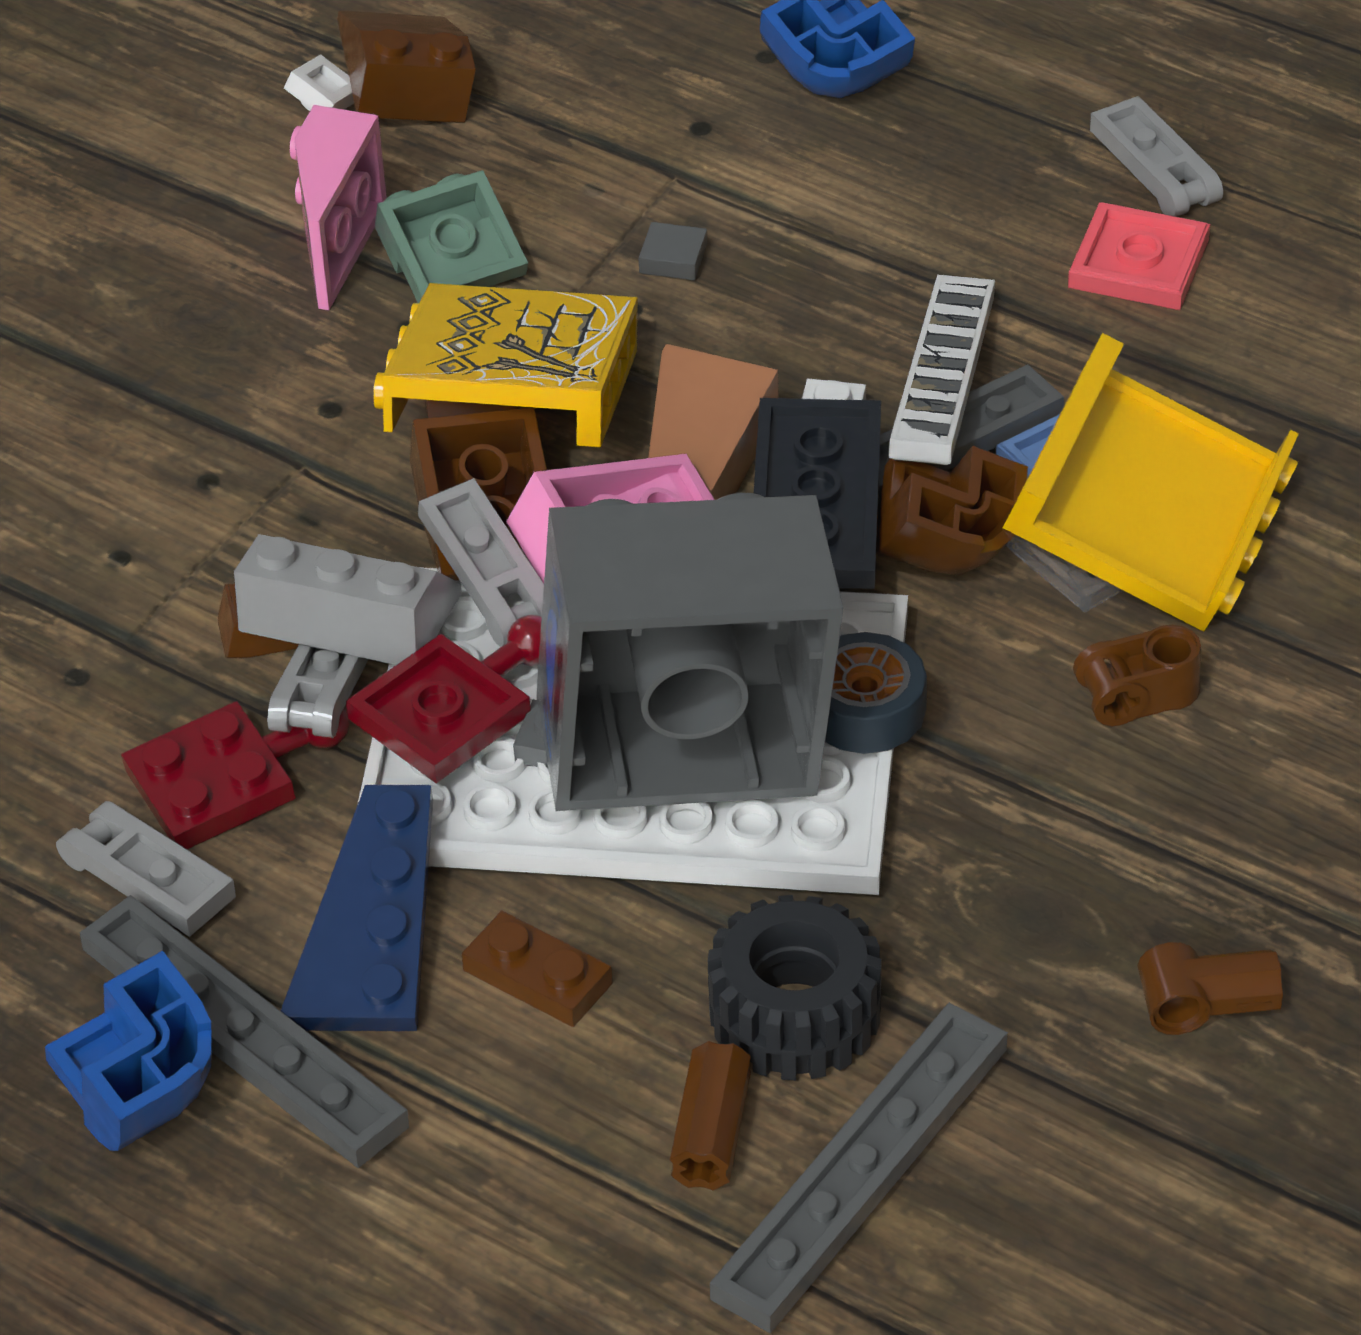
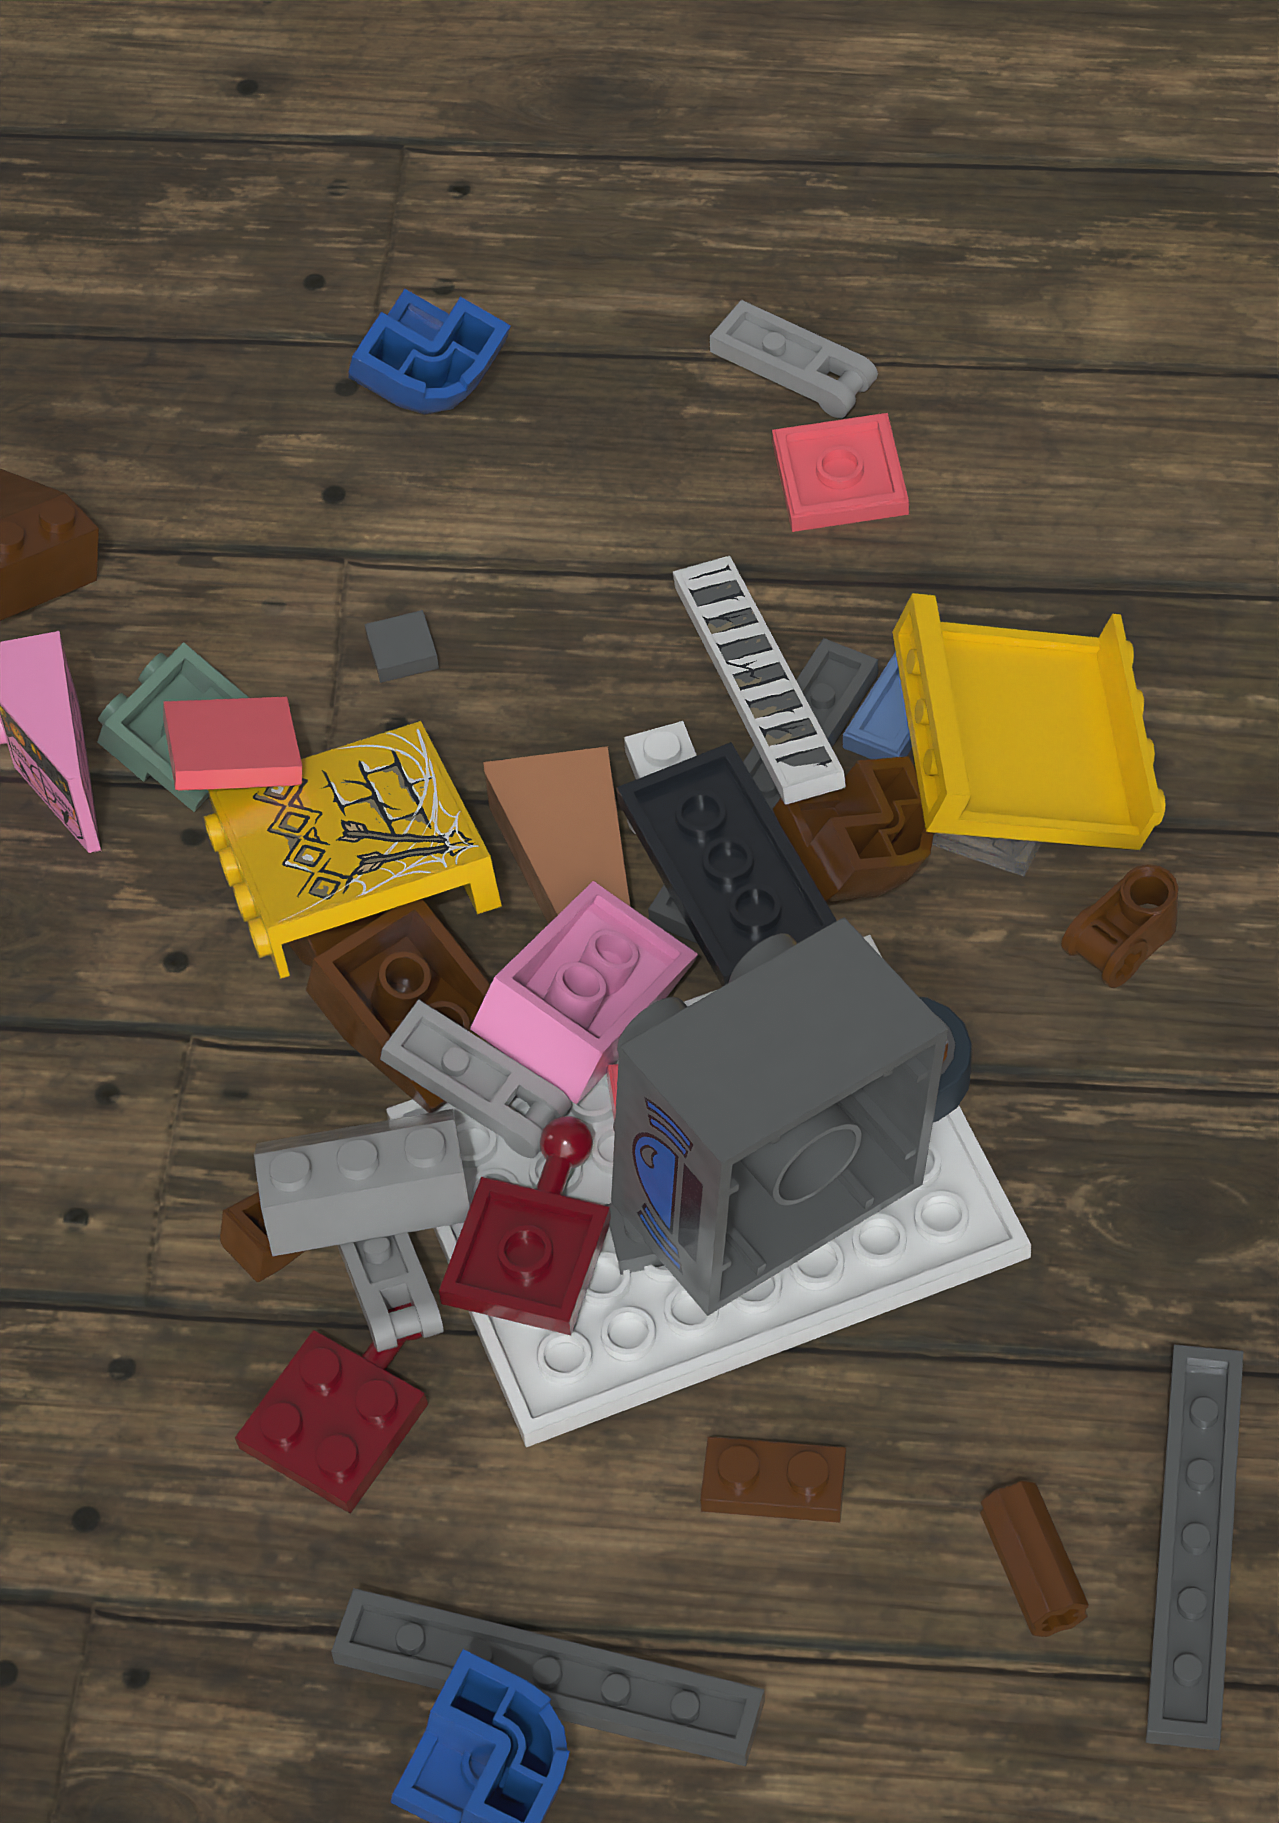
camera: 25 degrees left, 10 degrees up
(147, 867) = (341, 1548): light grey plate -> none
(369, 929) = (602, 1518): dark blue wing -> none
(467, 253) = (232, 743): none -> coral tile
(795, 945) = (1042, 1346): black tyre -> none

